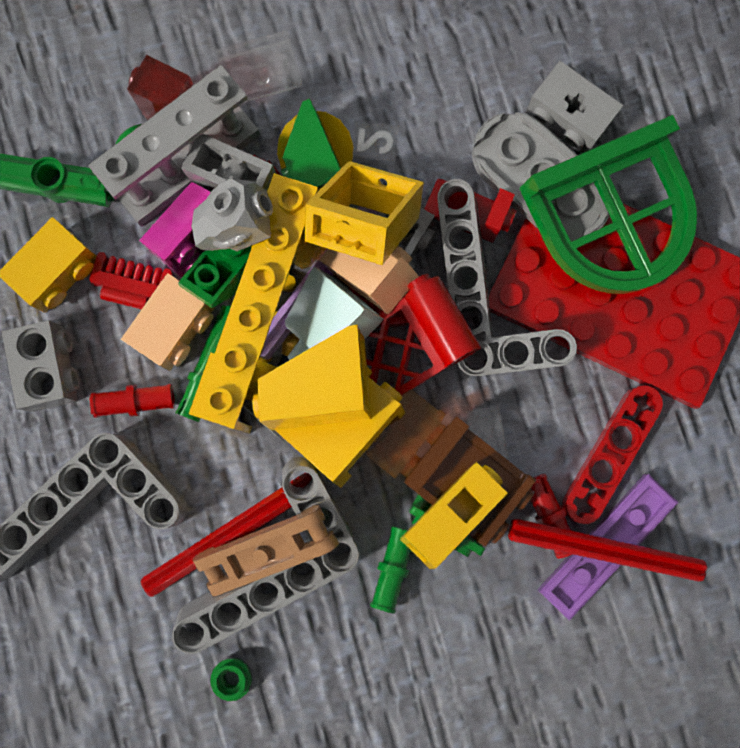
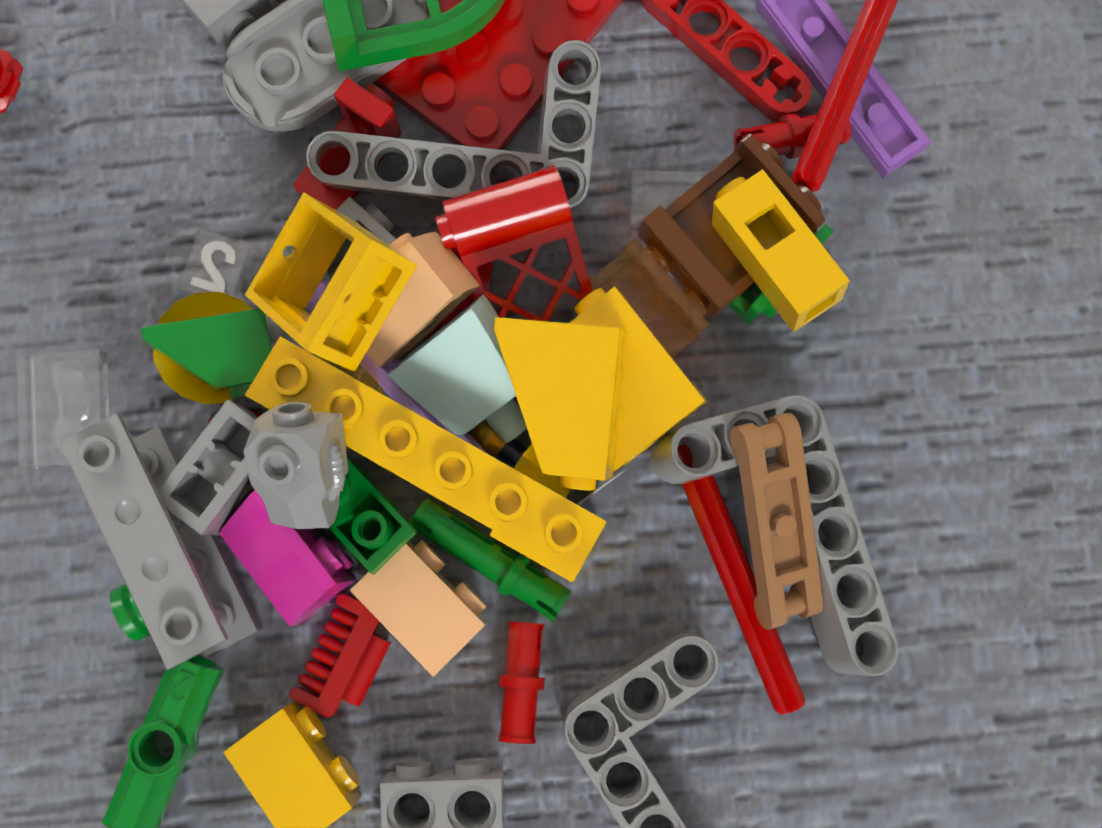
camera: 85 degrees left, 0 degrees up
(156, 85) = (68, 551): clear red brick -> none
(225, 690) = (952, 613): green plate -> none
(391, 573) = (827, 359): green pin -> none

